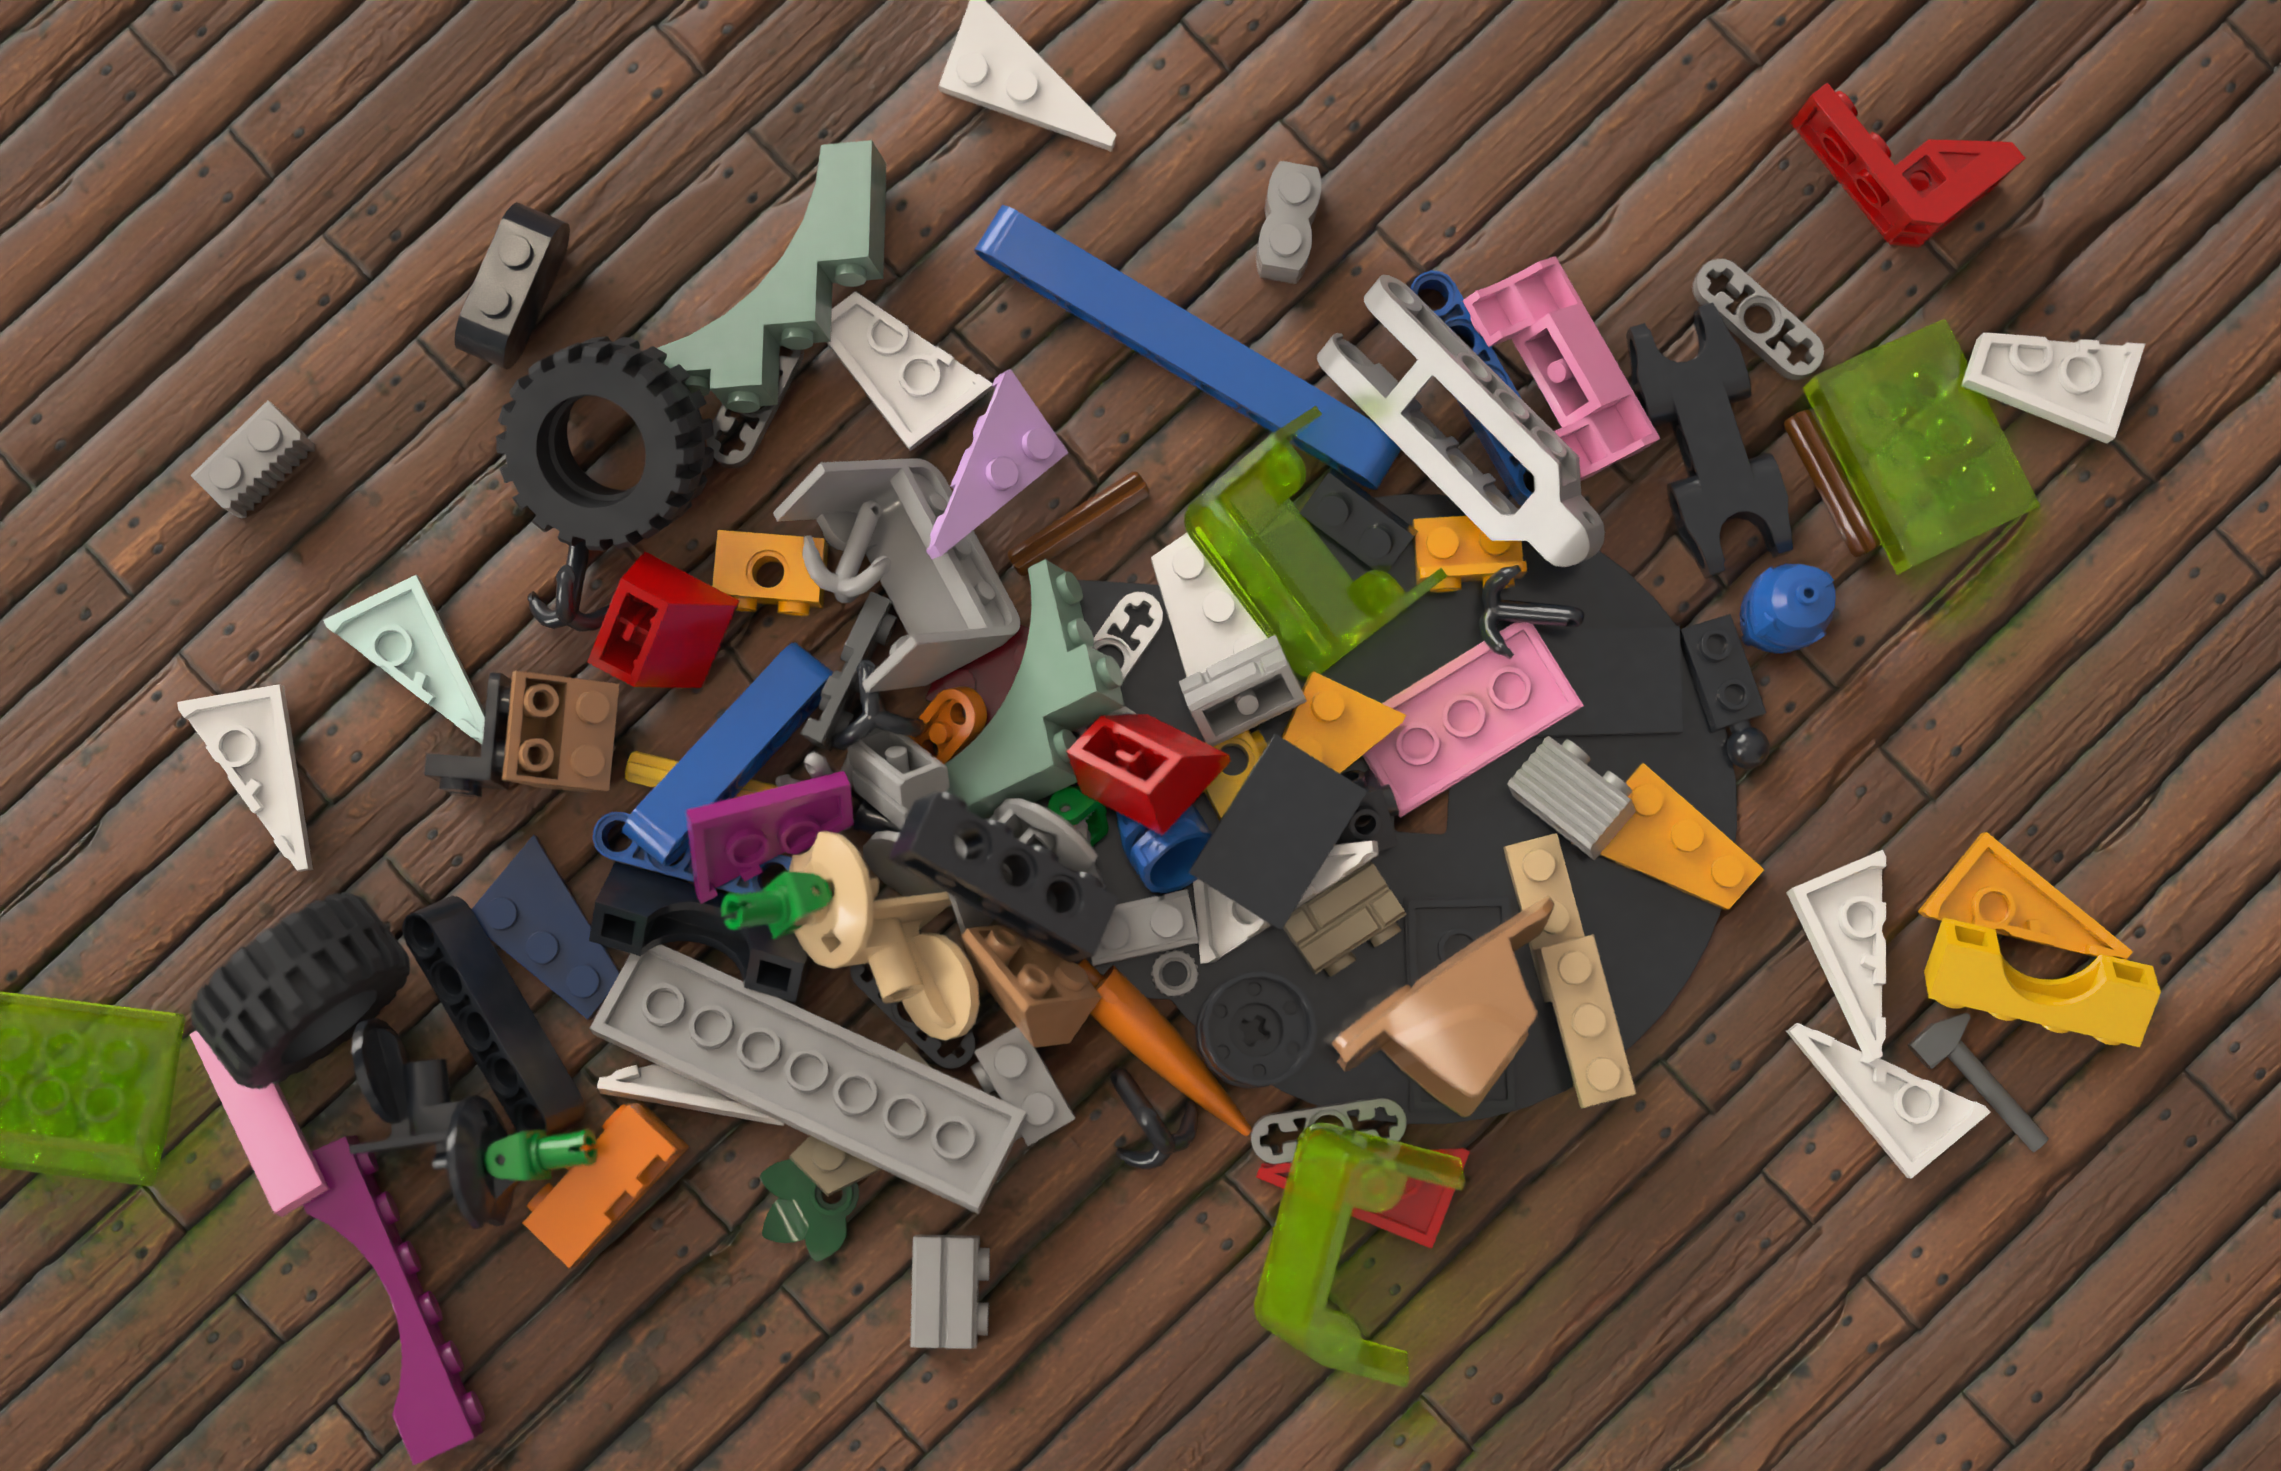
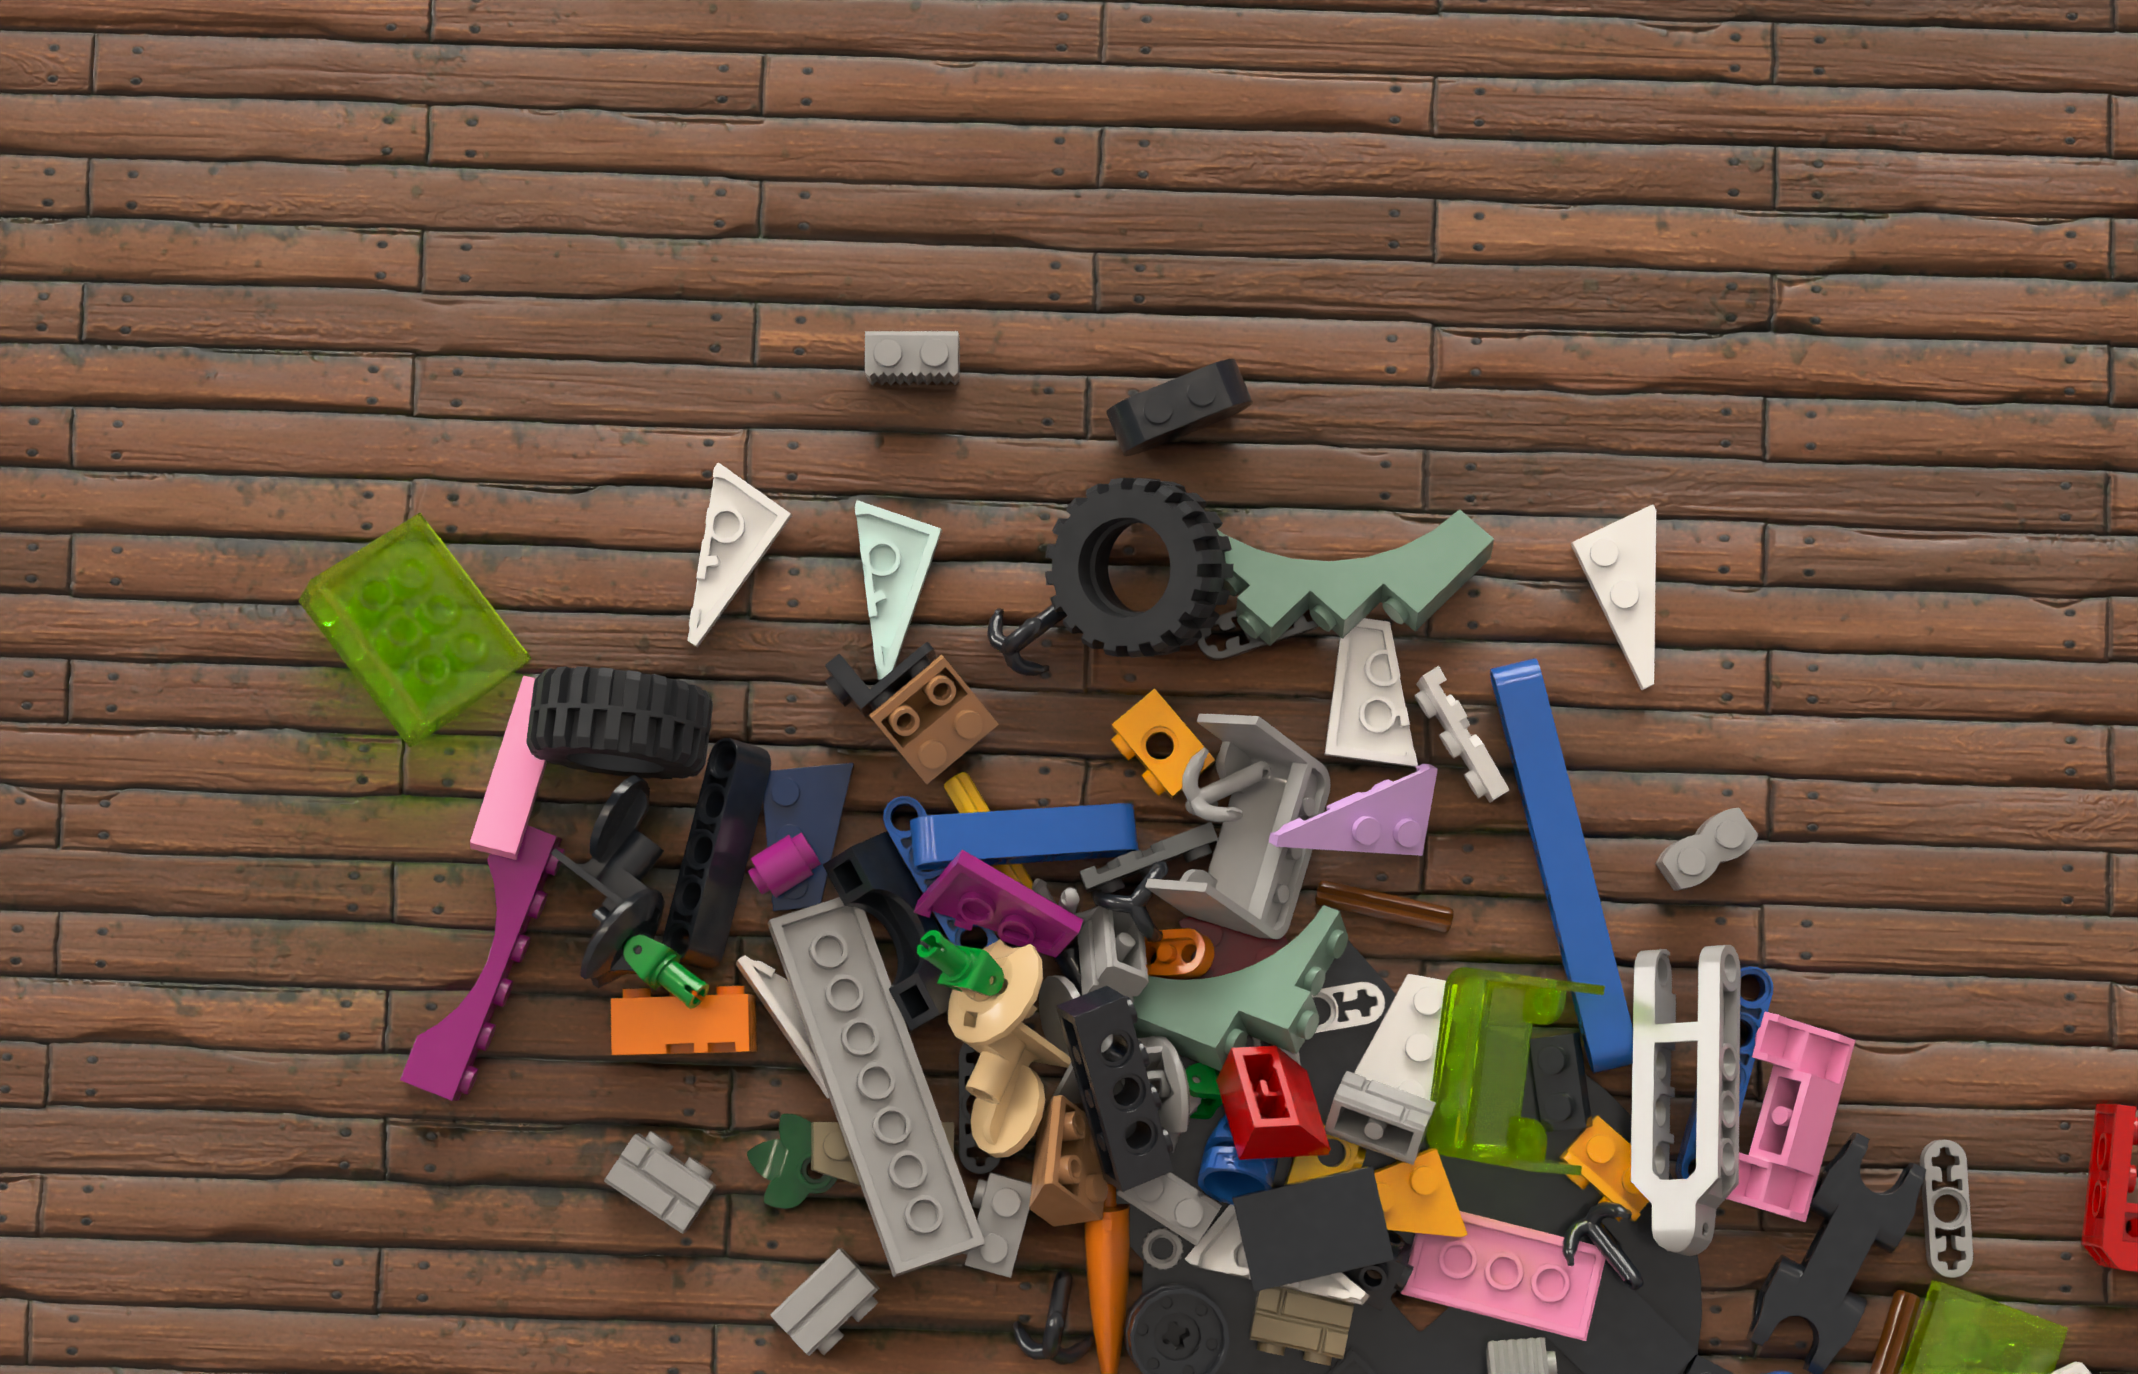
camera: 55 degrees right, 0 degrees up
(556, 972) = (783, 865): none -> magenta brick
(662, 627) = (1060, 715): red slope -> none
(714, 1330) = (661, 1181): none -> light grey brick
(978, 316) = (1483, 774): none -> white wing

